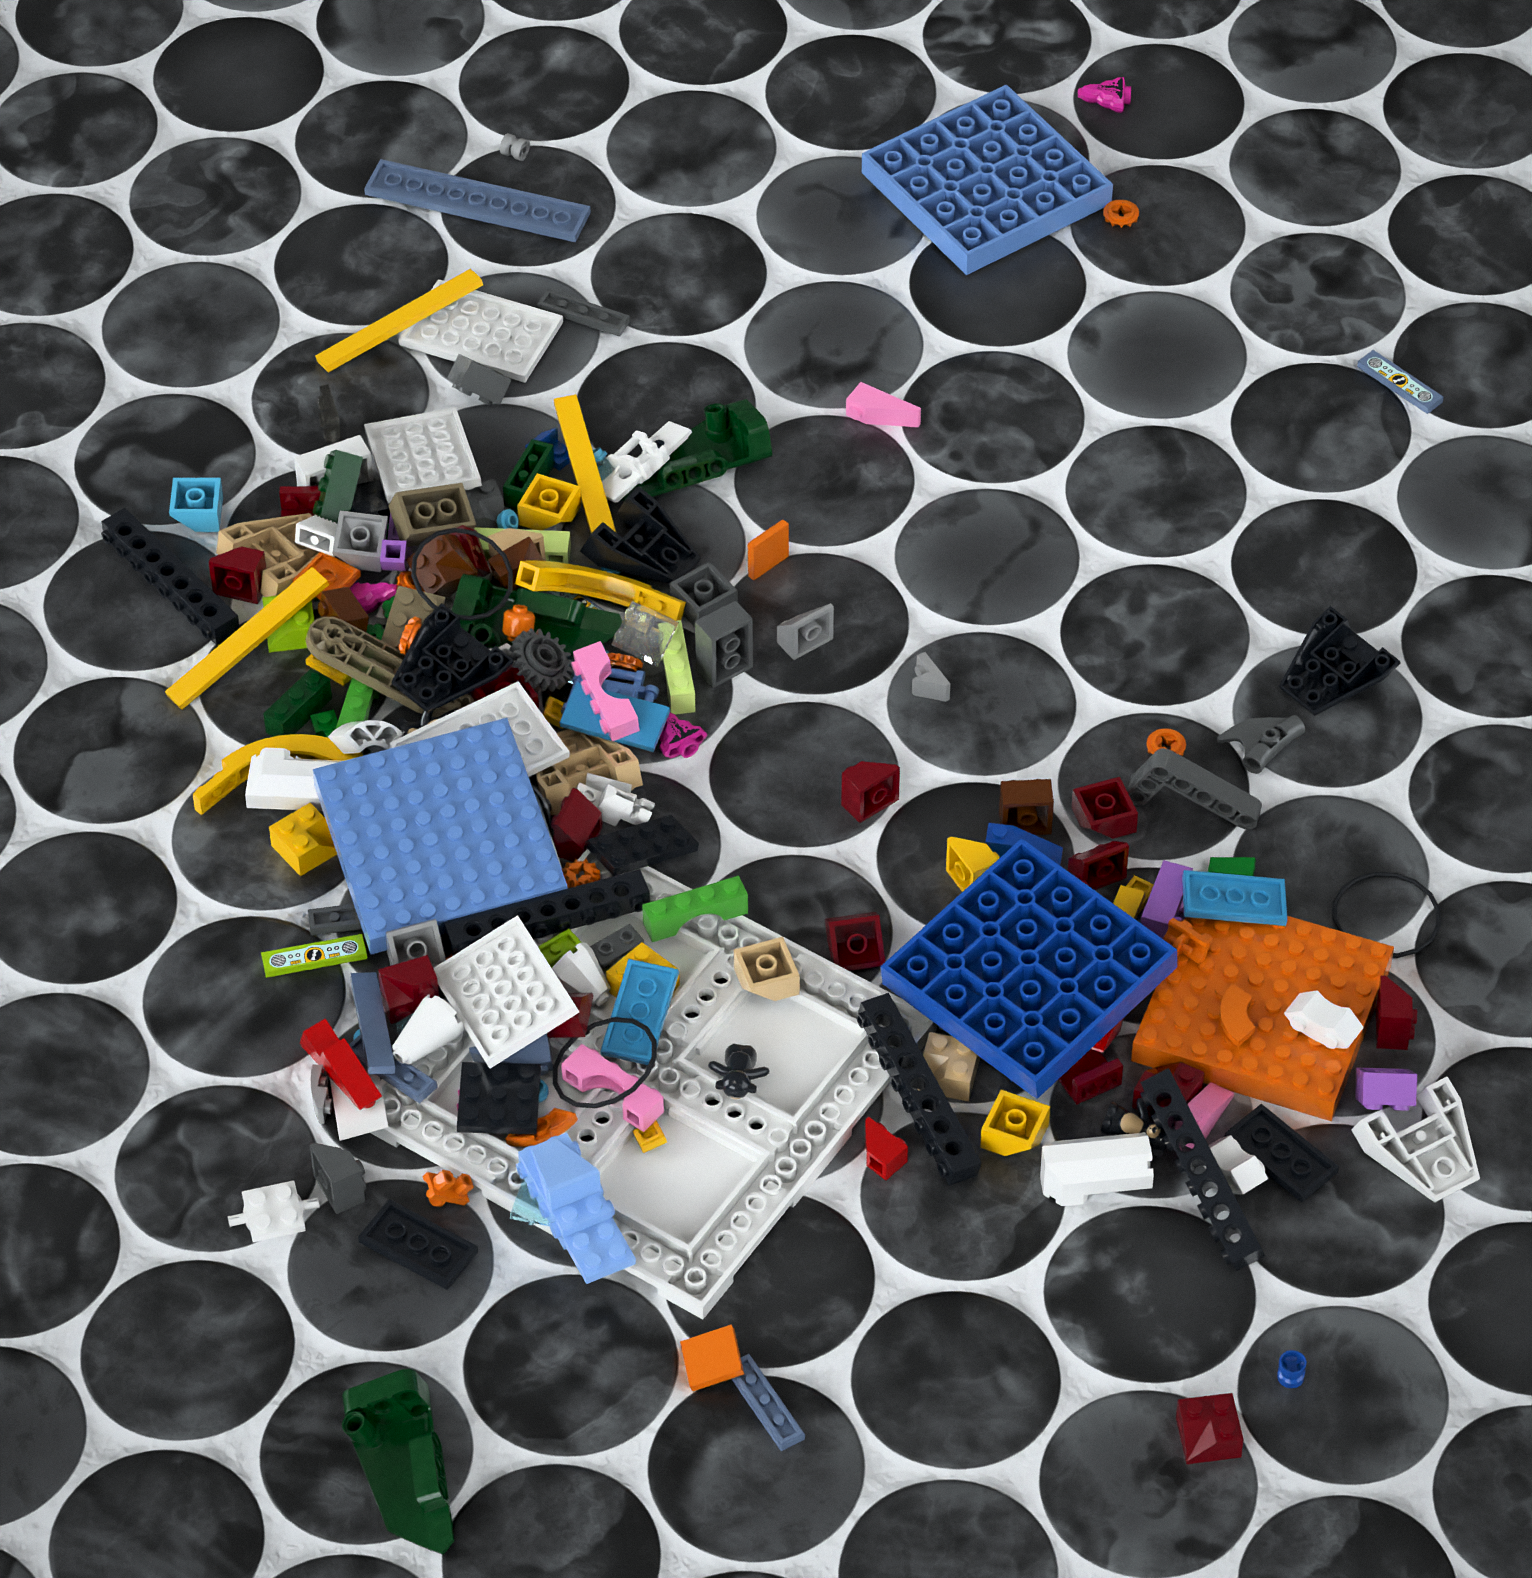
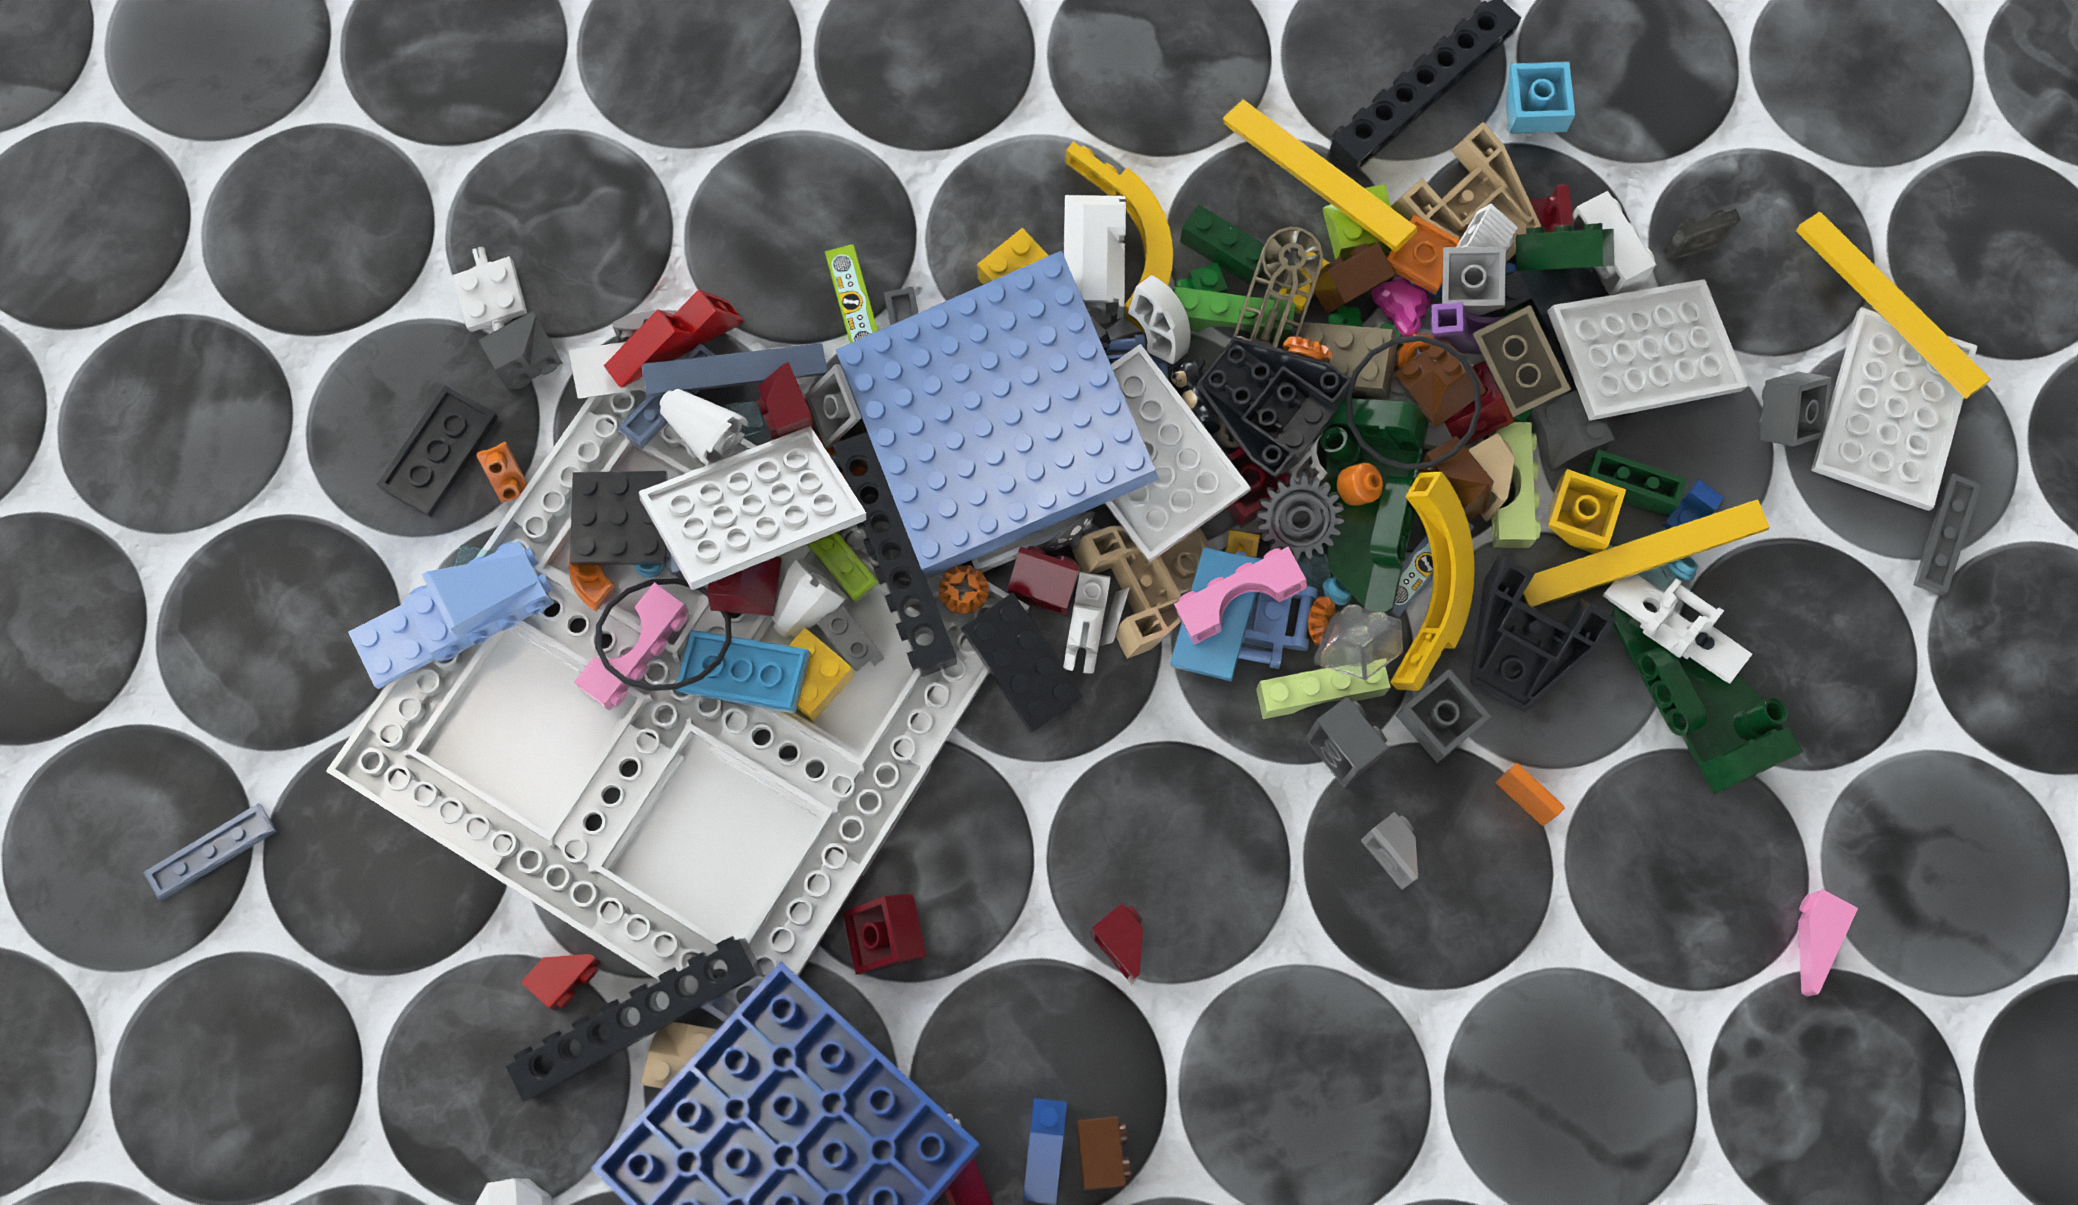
camera: 85 degrees right, 25 degrees up
(238, 574) = (1427, 154): dark red slope -> none
(401, 1456) = (144, 461): dark green panel -> none
(507, 519) = (1552, 457): medium azure plate -> none
(650, 1138) = (577, 701): yellow tile -> none
(667, 915) = (906, 729): bright green arch -> none
(680, 737) = (1213, 698): dark pink rock -> none
(712, 1357) = (264, 787): orange tile -> none
(738, 1071) = (674, 796): black piece -> none
(767, 969) = (801, 820): tan slope -> none
(929, 681) = (1322, 1024): light grey slope -> none
(967, 860) = (998, 1083): yellow slope -> none
(1014, 1124) = (577, 1143): yellow slope -> none

